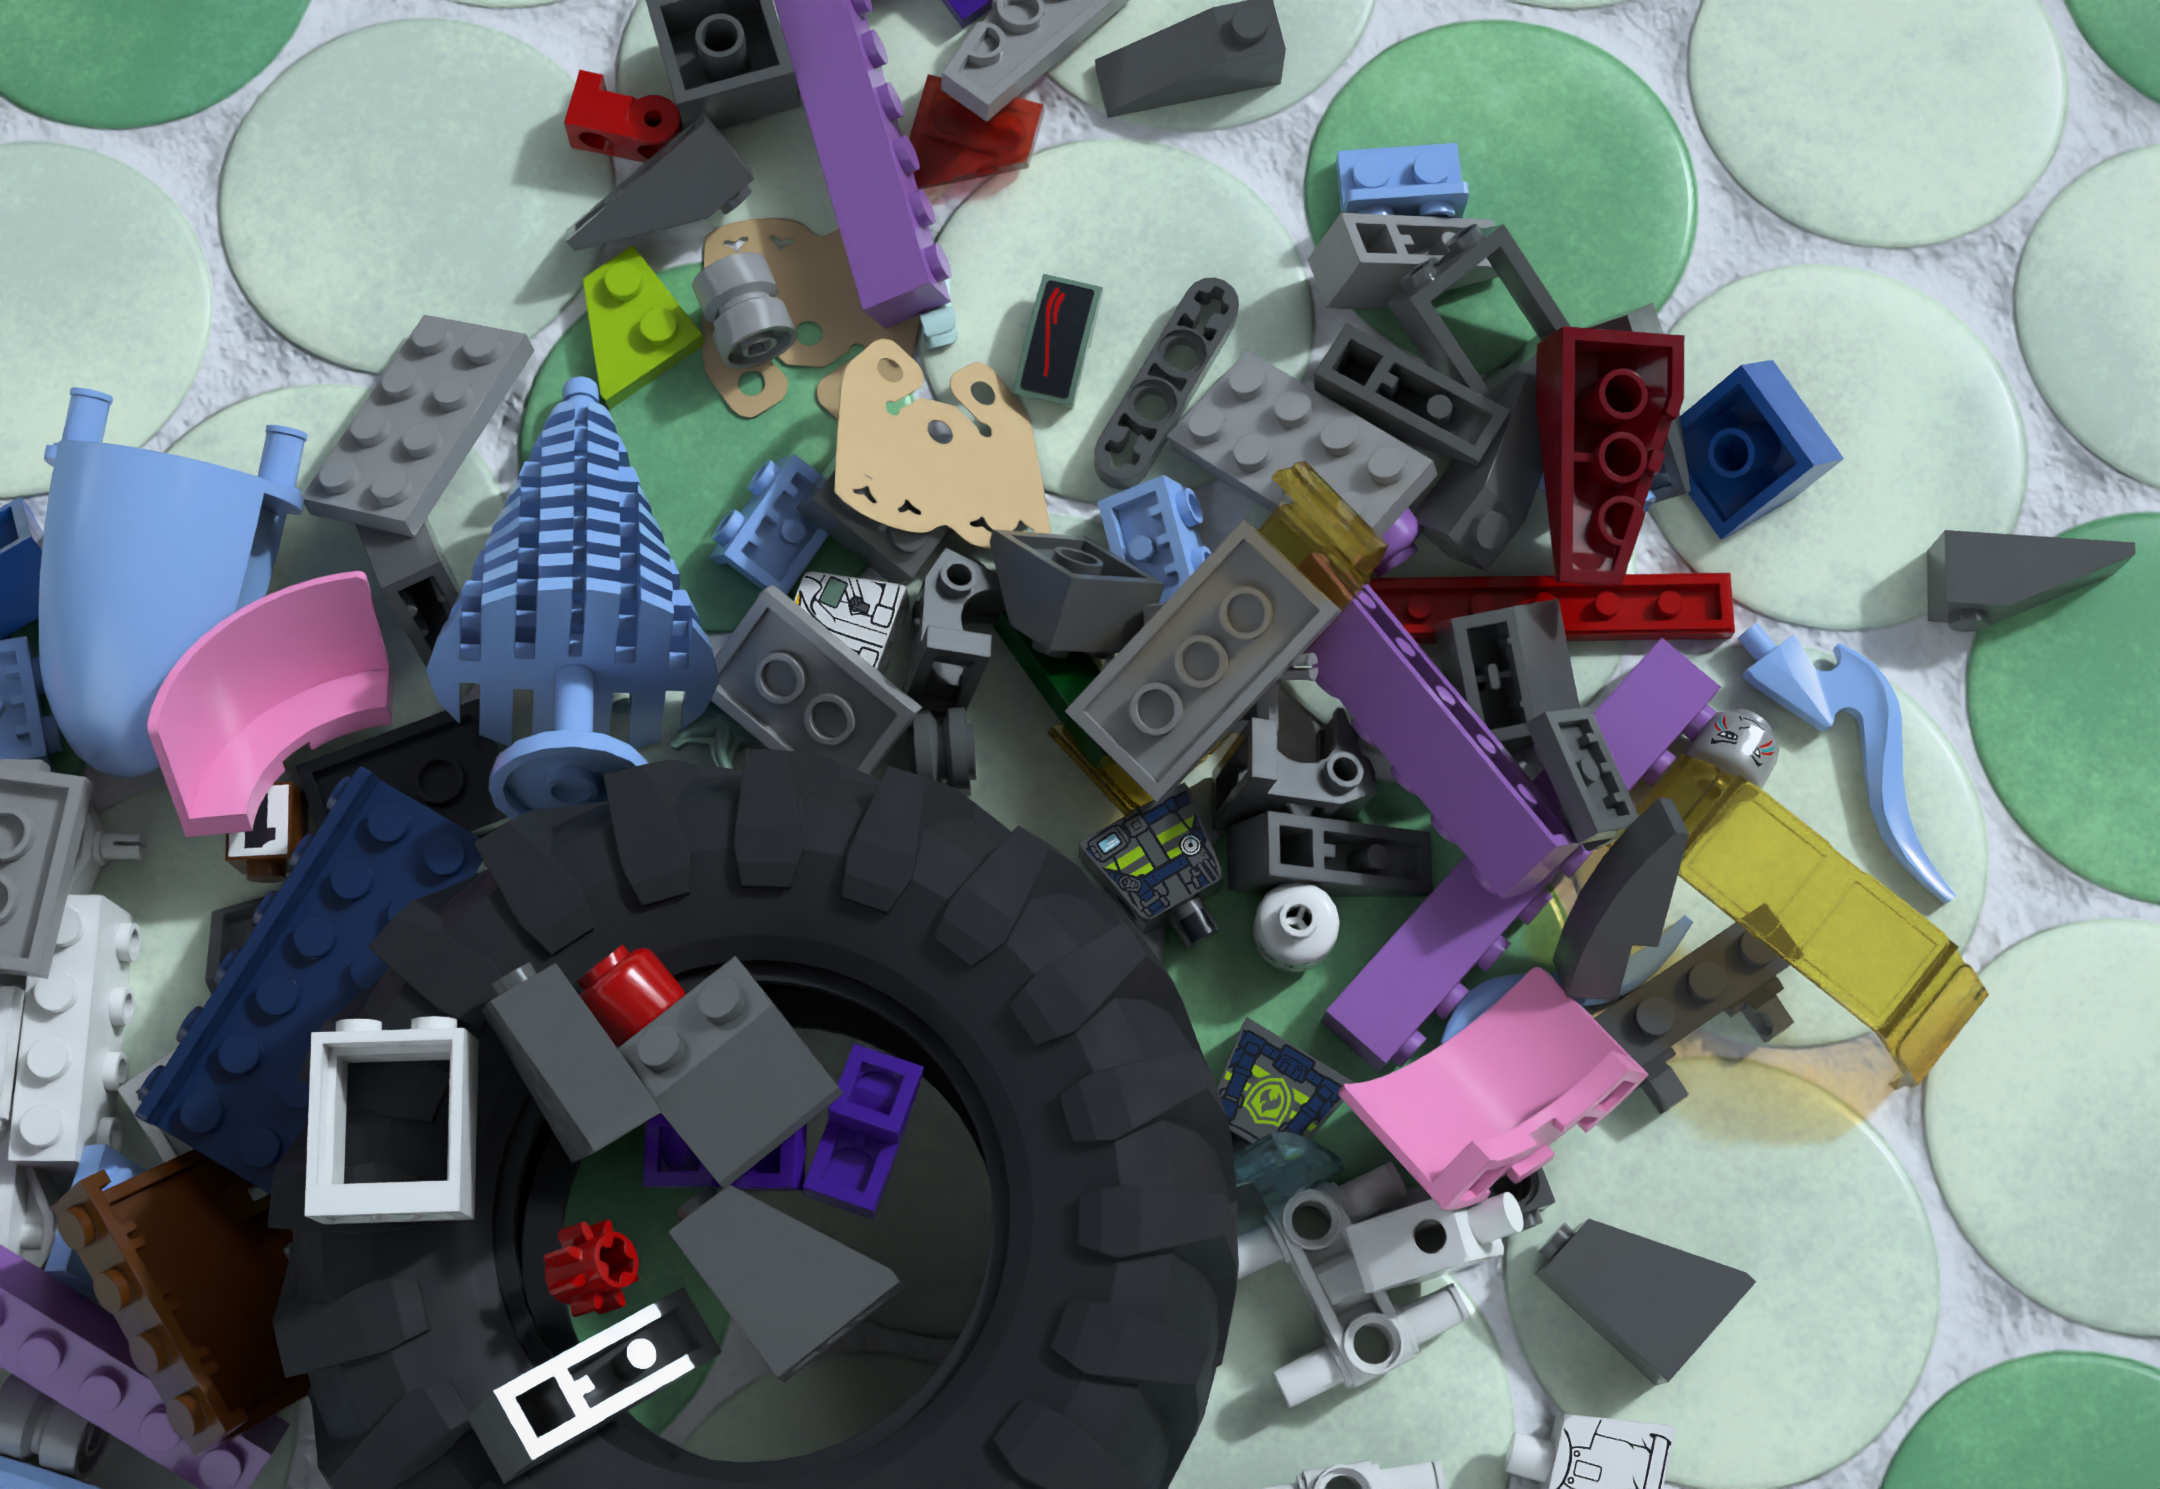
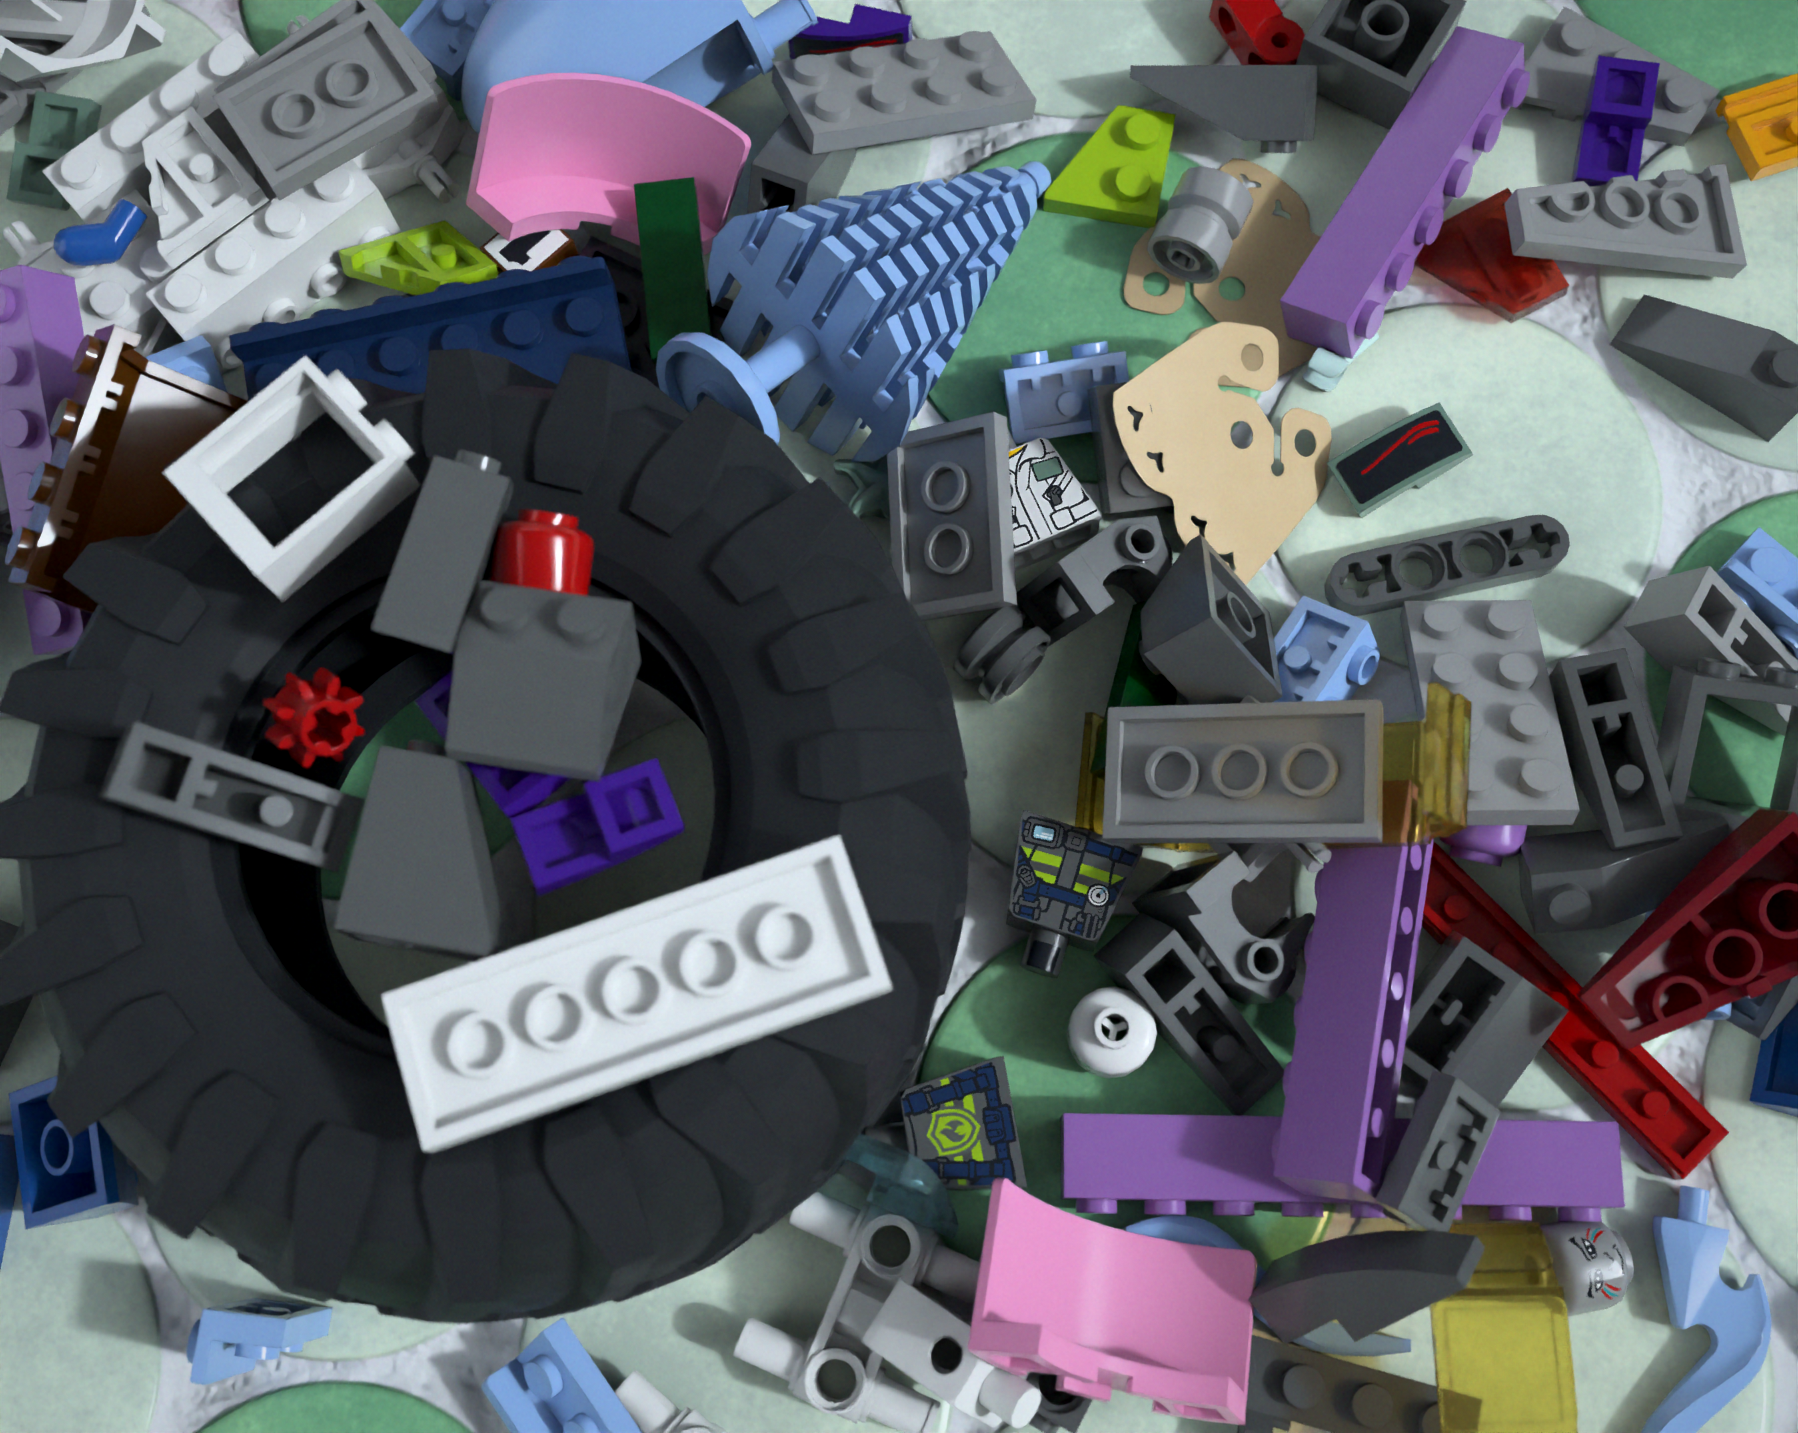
camera: 55 degrees right, 0 degrees up
(191, 914) = (418, 260): none -> lime wing
(337, 406) = (866, 29): none -> dark purple slope
(398, 726) = (672, 260): none -> dark green tile
(1019, 1200) = (634, 994): none -> white plate

